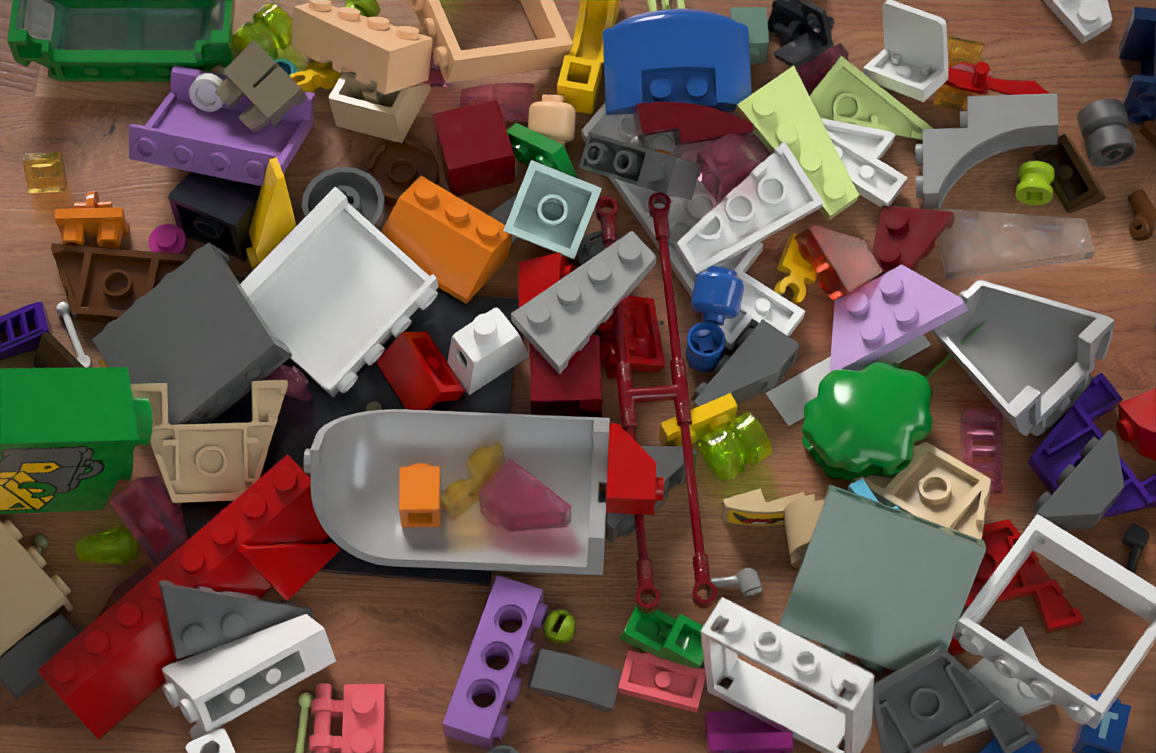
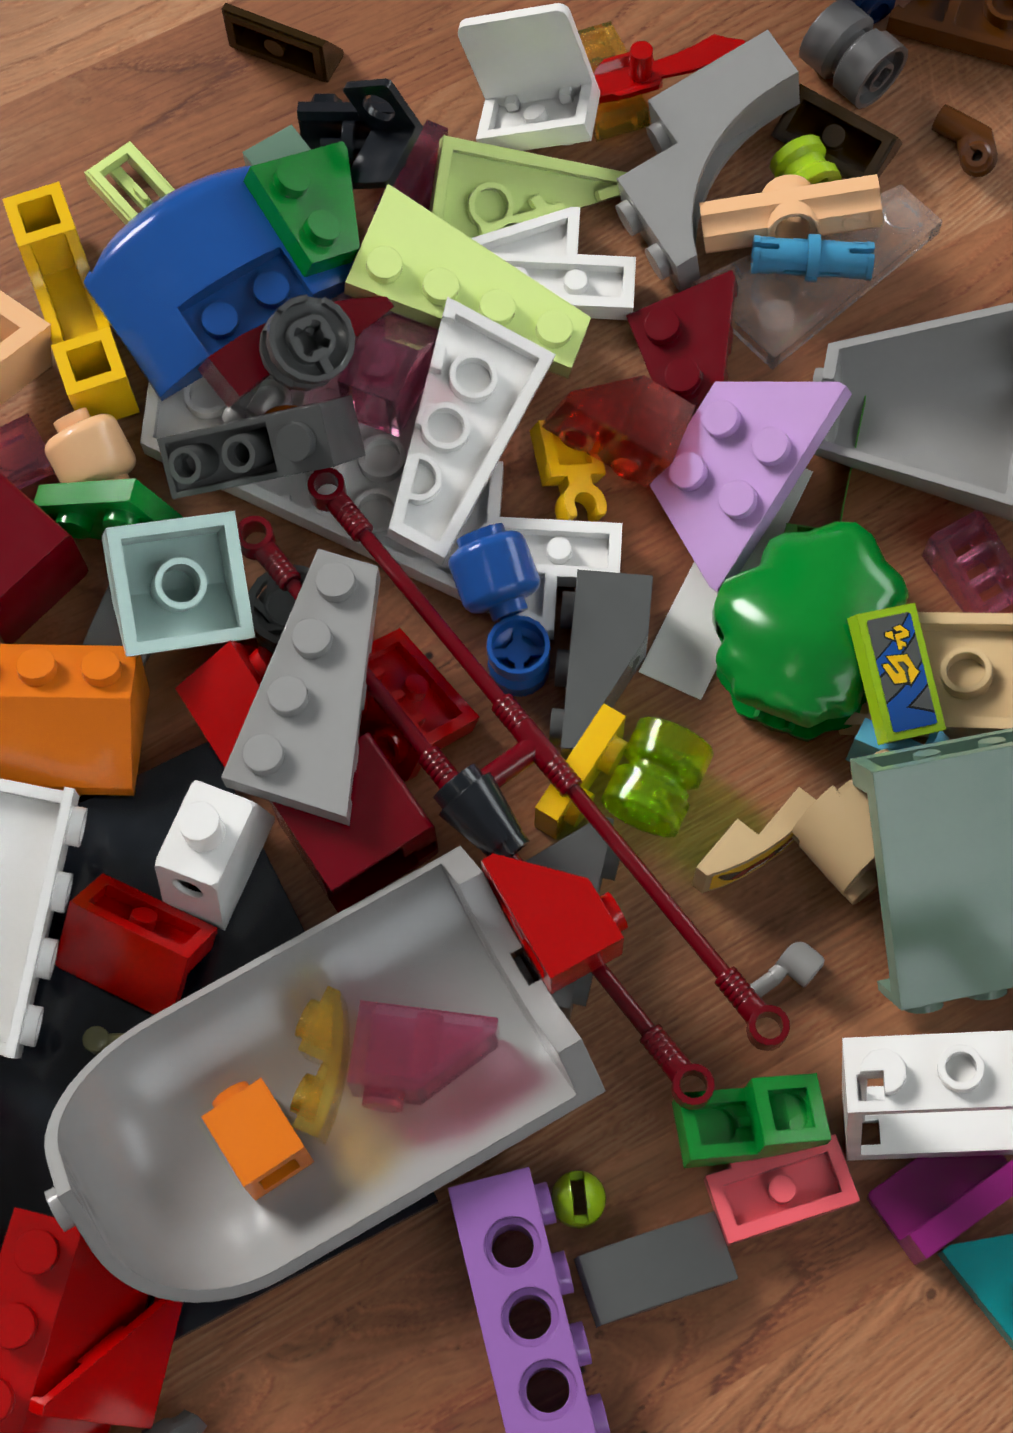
camera: 30 degrees left, 5 degrees up
(627, 403) = (481, 813): none -> black cone
(692, 124) = (307, 343): none -> dark grey wheel
(744, 54) = (310, 206): none -> green wing
(890, 463) = (896, 673): none -> tile
(1001, 229) = (812, 257): none -> dark azure pin
(1007, 200) = (792, 210): none -> light nougat piece

